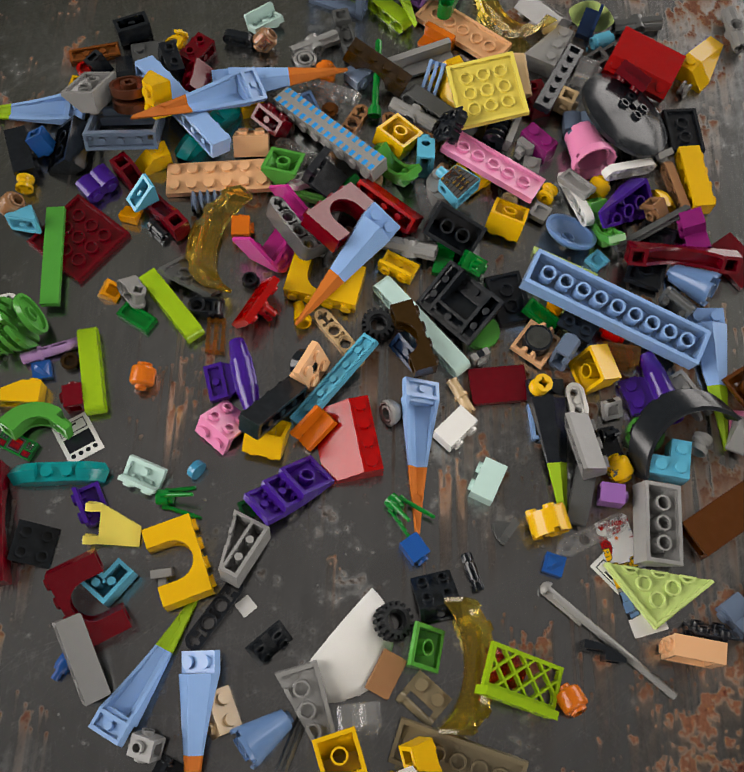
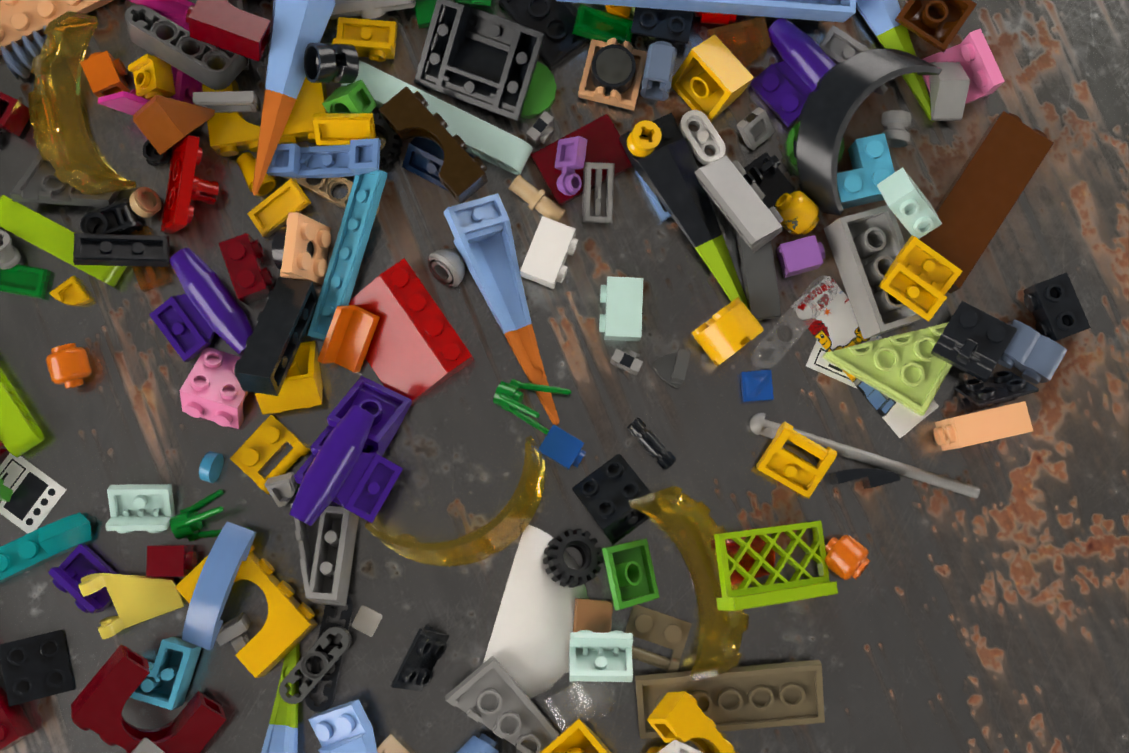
camera: 20 degrees left, 15 degrees up
(145, 513) = (170, 560): none -> dark red brick
(164, 337) = (72, 292): none -> yellow tile
(165, 538) = (215, 584): none -> medium blue slope
(185, 618) = (294, 676): none -> dark grey beam
(205, 324) = (121, 250): none -> black tile
(230, 304) = (145, 202): none -> tan tile
(231, 472) = (264, 446): none -> yellow plate
(233, 499) = (281, 488): none -> light grey tile
(267, 263) = (169, 121): none -> dark orange slope
(268, 239) = (152, 77): none -> yellow brick
(271, 364) = (246, 269): none -> dark red brick
(277, 503) = (345, 472): none -> dark purple plate
(302, 338) = (274, 210): none -> yellow tile
(304, 267) = (228, 101): none -> light grey tile
(342, 585) = (486, 539): none -> clear yellow windscreen
(346, 323) = (326, 161): none -> medium blue slope
(364, 309) = (342, 127): none -> yellow tile
(373, 270) = (331, 63): none -> black wheel
(373, 297) = (350, 99): none -> bright green brick
(385, 691) = (600, 656): none -> light aqua bracket
(477, 513) = (627, 360): none -> light grey plate
(487, 416) = (597, 192): none -> light grey tile
(491, 378) = (570, 156): none -> medium lavender plate
(555, 624) = (791, 468): none -> yellow plate
(684, 538) = (920, 278): none -> yellow slope
(692, 490) = (909, 203): none -> light aqua brick
(706, 594) = (974, 341): none -> black hinge

